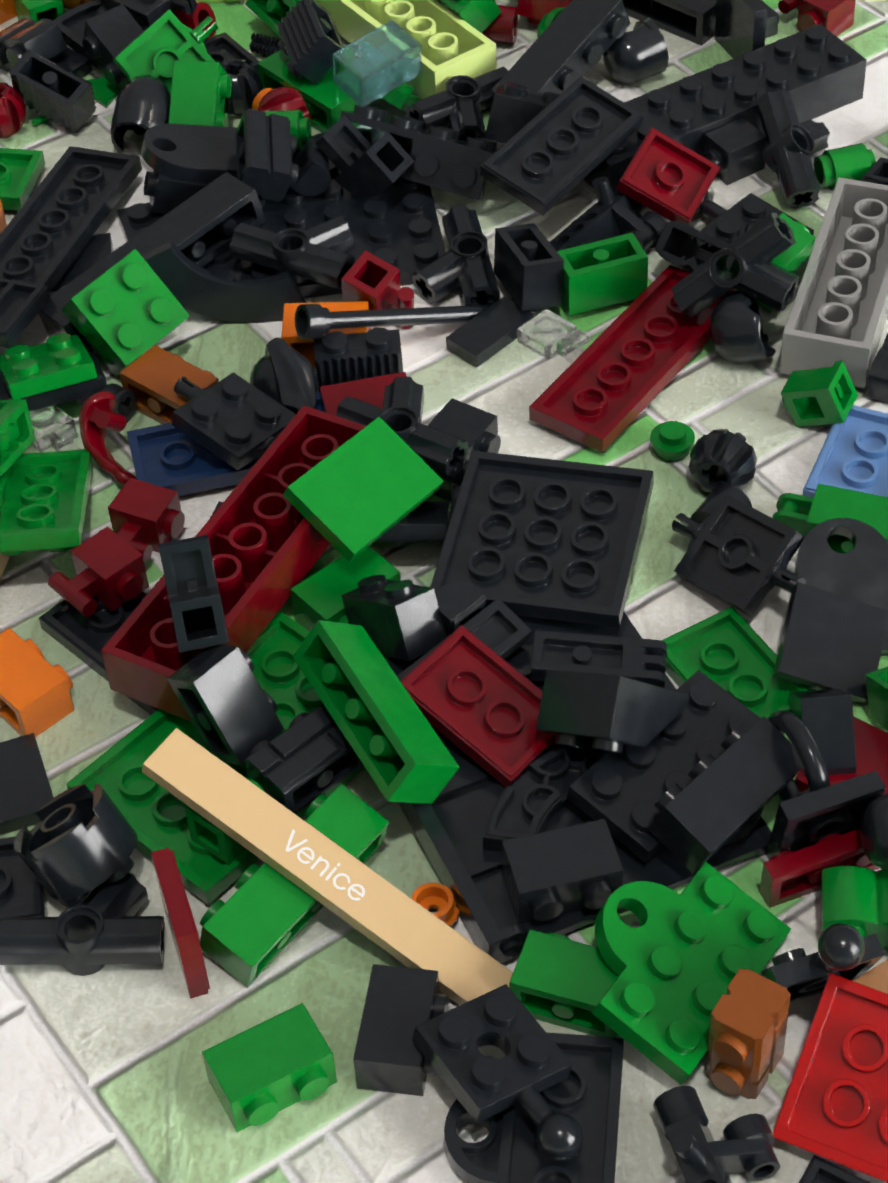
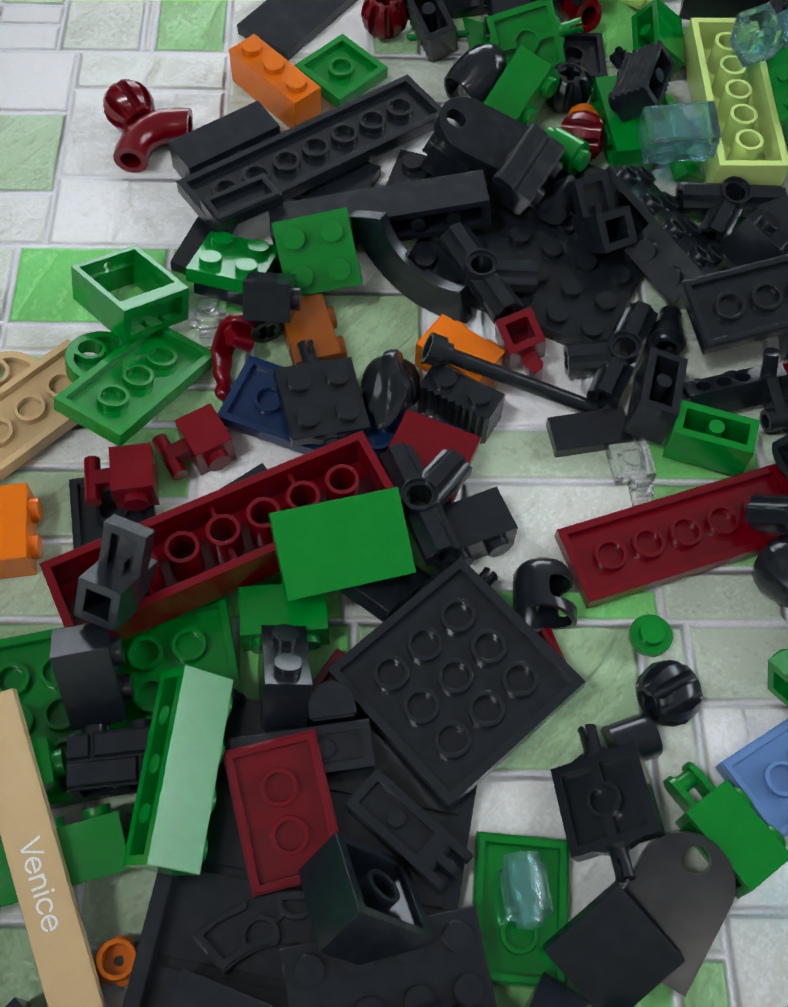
camera: 30 degrees right, 15 degrees up
(119, 360) = (270, 297): none -> black brick
(491, 218) = (668, 331): none -> black cone
(558, 440) = (542, 584): none -> black helmet
(727, 645) = (525, 889): none -> clear light blue brick

